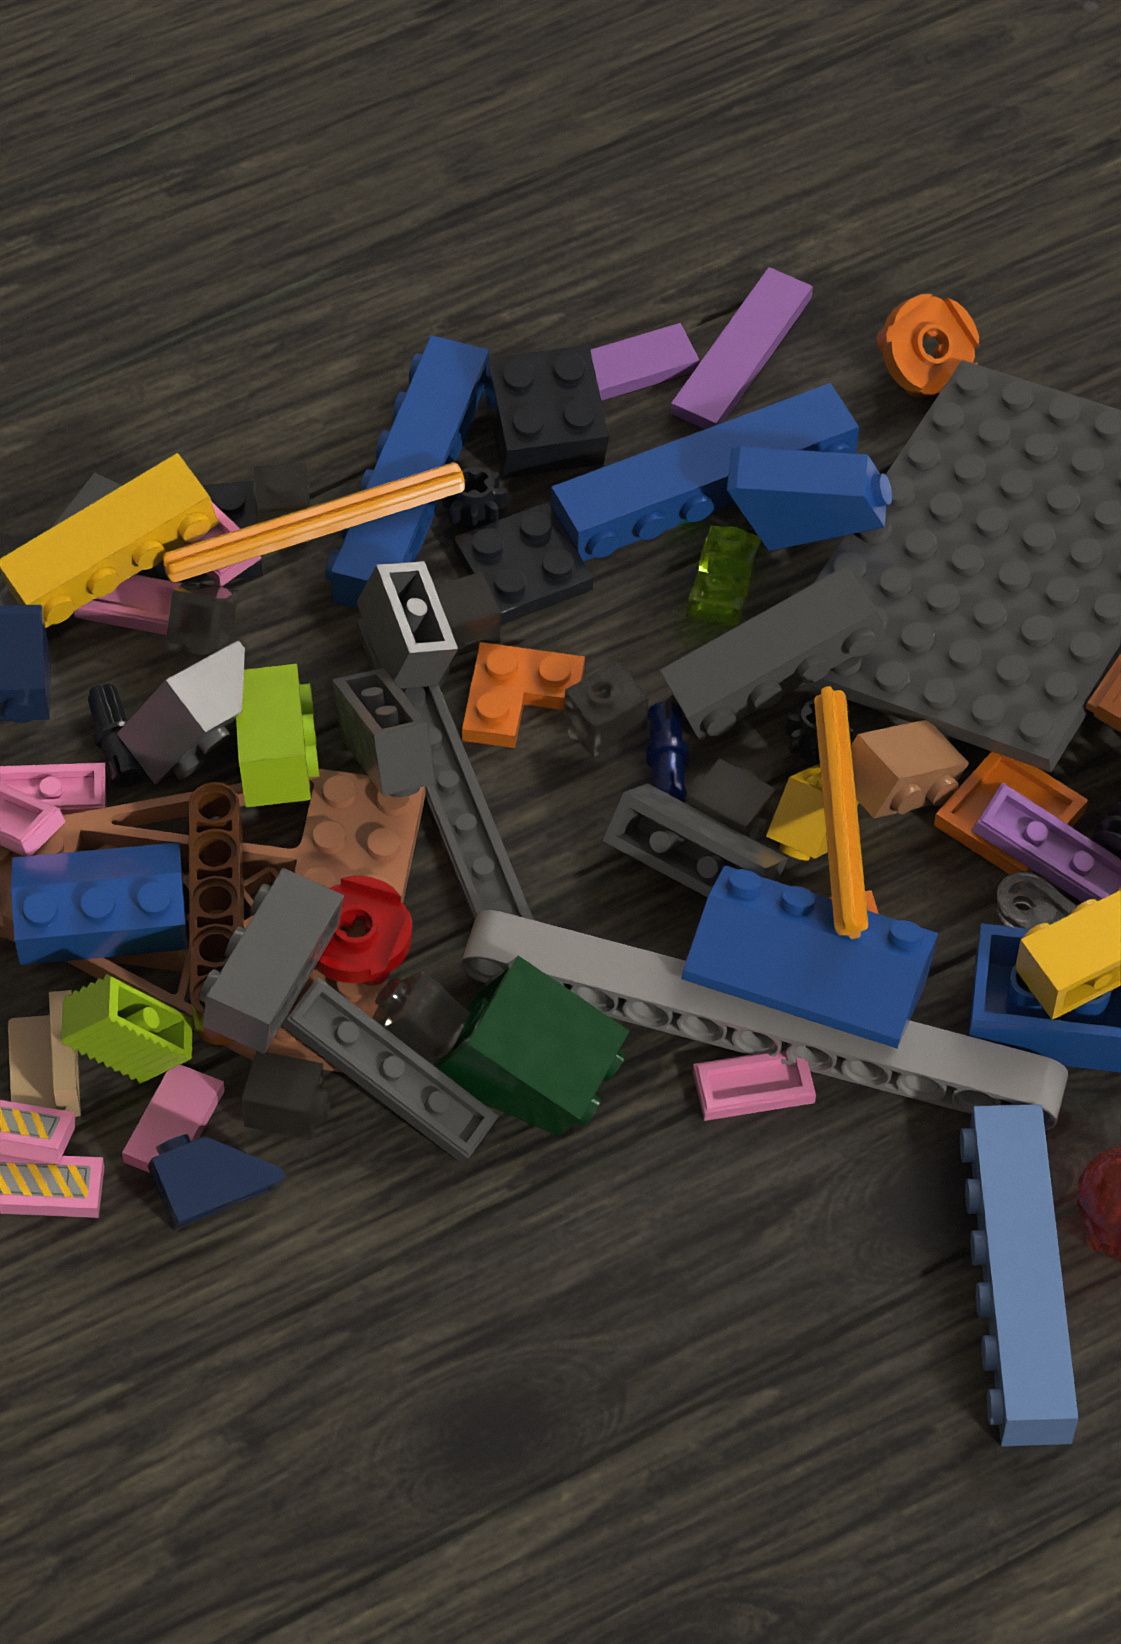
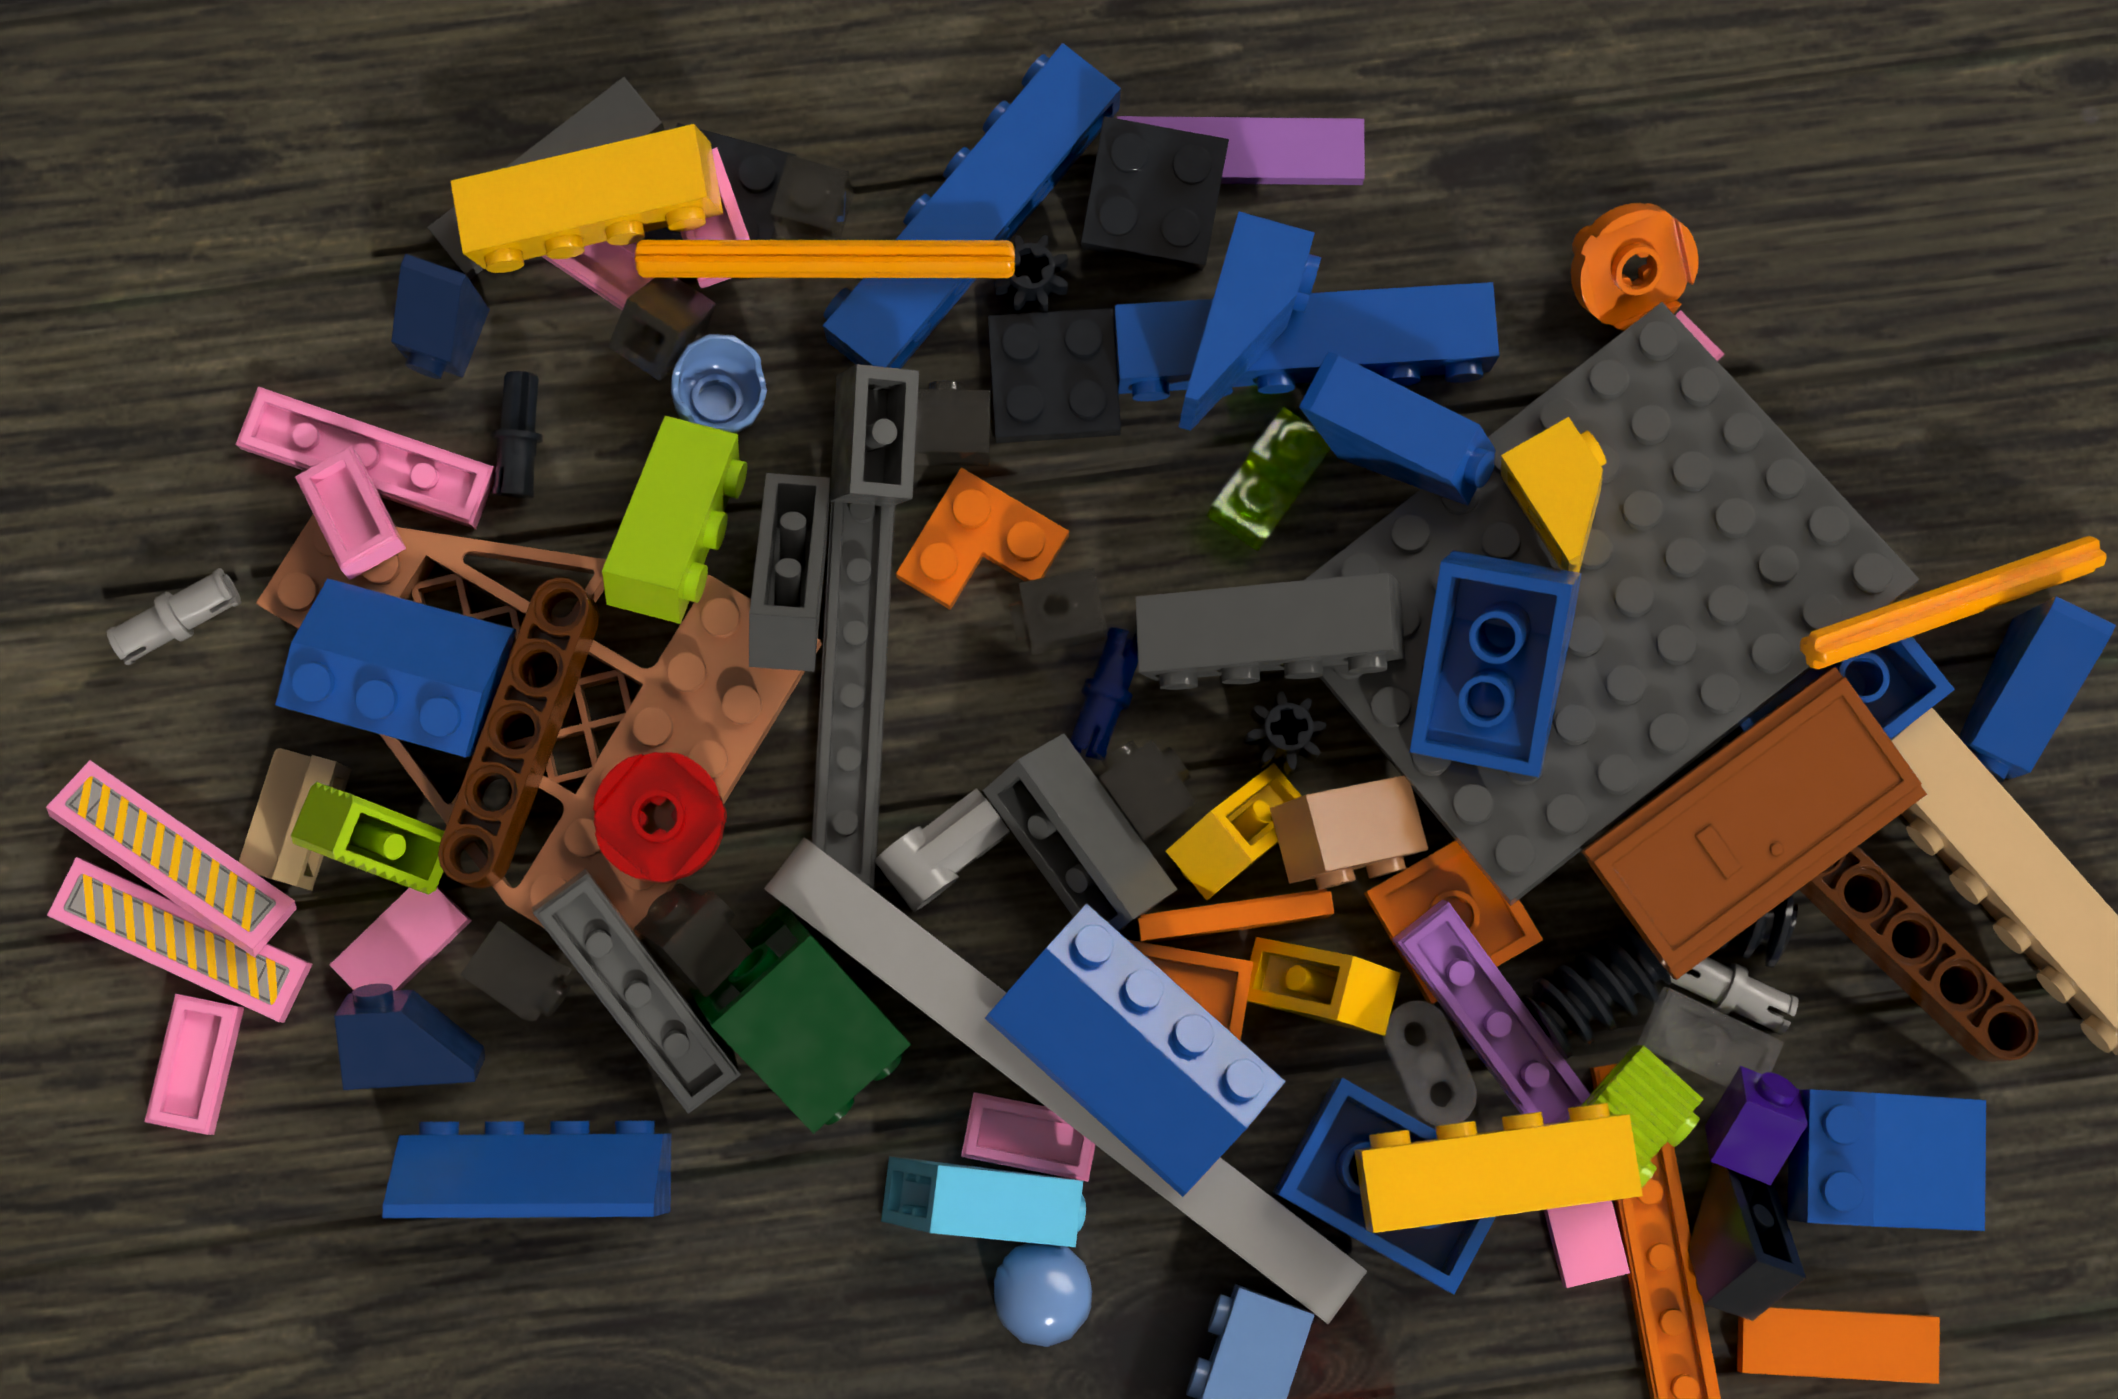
camera: 20 degrees right, 25 degrees up
(36, 1271) = (194, 1064): none -> bright pink tile
(187, 716) = (593, 462): dark grey slope -> none
(266, 635) = (719, 383): none -> medium blue hair
(270, 959) = (532, 847): dark grey brick -> none
(364, 1238) = (530, 1173): none -> blue slope
(592, 893) = (929, 858): none -> light grey piece
(658, 433) = (1258, 287): none -> blue slope
(735, 1127) = (983, 1202): none -> medium azure slope
(741, 349) = (1422, 178): medium lavender tile -> none
(818, 1187) = (1042, 1293): none -> medium blue hair
(840, 813) = (1239, 894): light orange axle -> none
(880, 850) = (1234, 916): none -> orange tile
(937, 886) = (1322, 985): none -> yellow slope
(944, 485) = (1558, 487): none -> yellow slope
(956, 602) = (1494, 662): none -> blue slope

